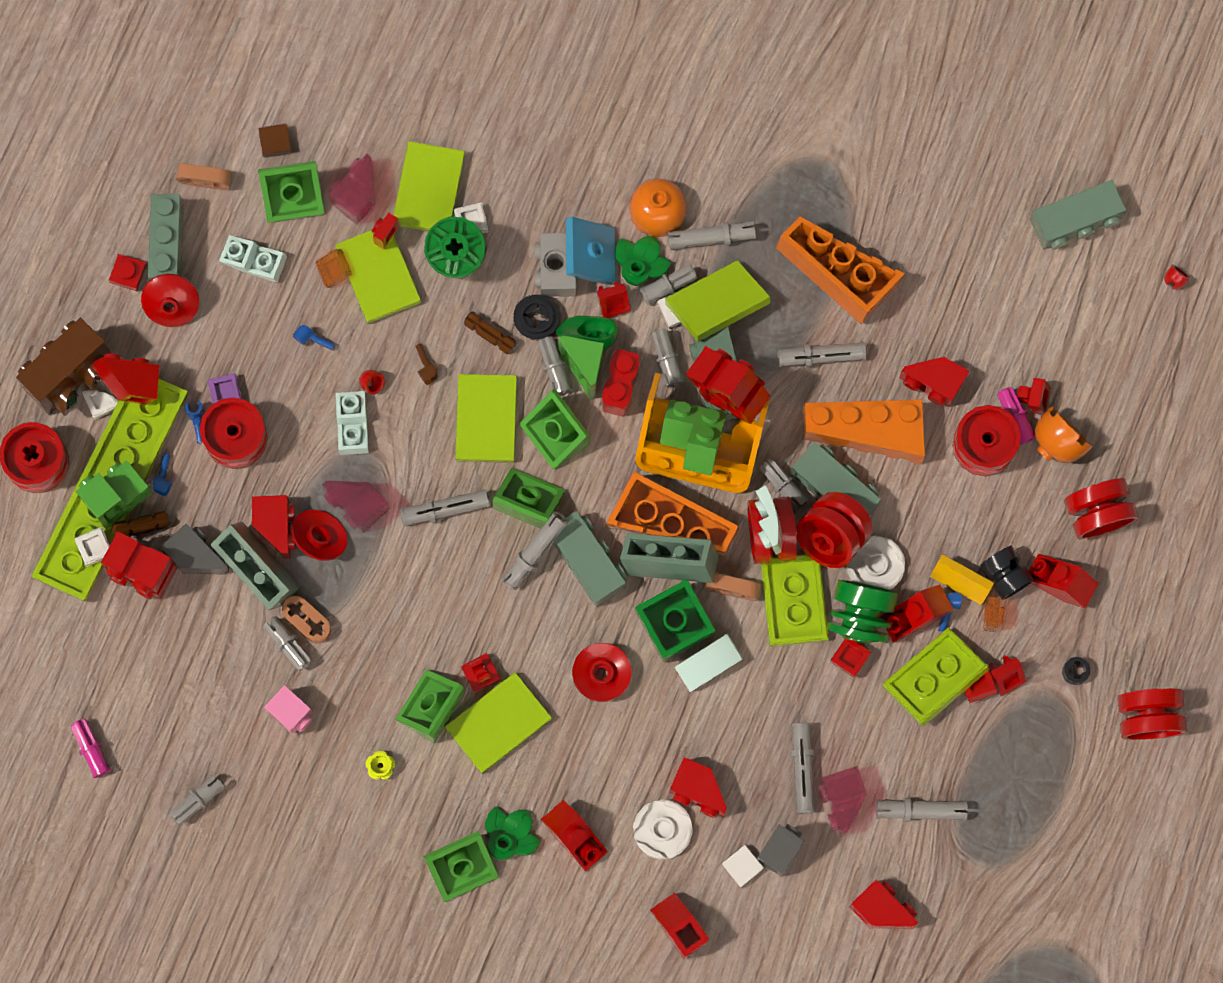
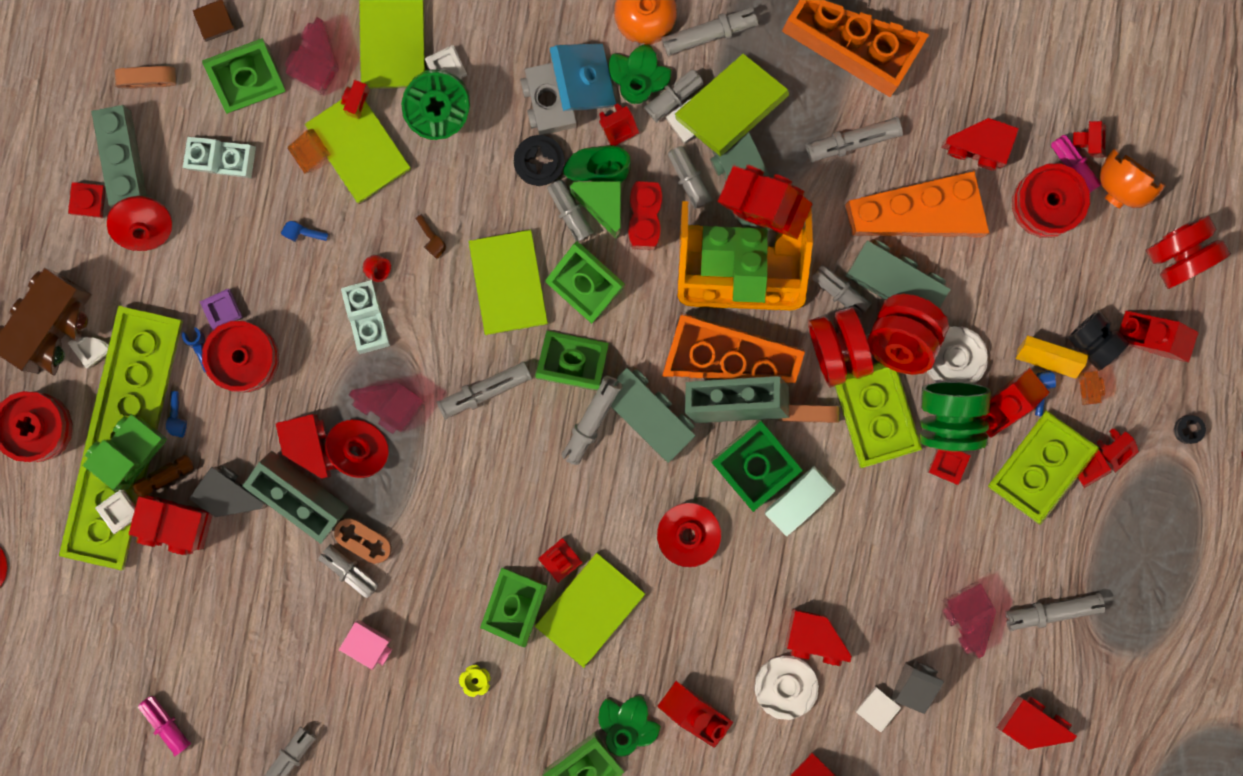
camera: 15 degrees left, 10 degrees up
(127, 379) = (114, 324): red slope -> none
(490, 332) = (492, 187): reddish brown axle -> none
(771, 529) = (845, 356): light aqua slope -> none
(801, 732) = (930, 630): light grey pin -> none

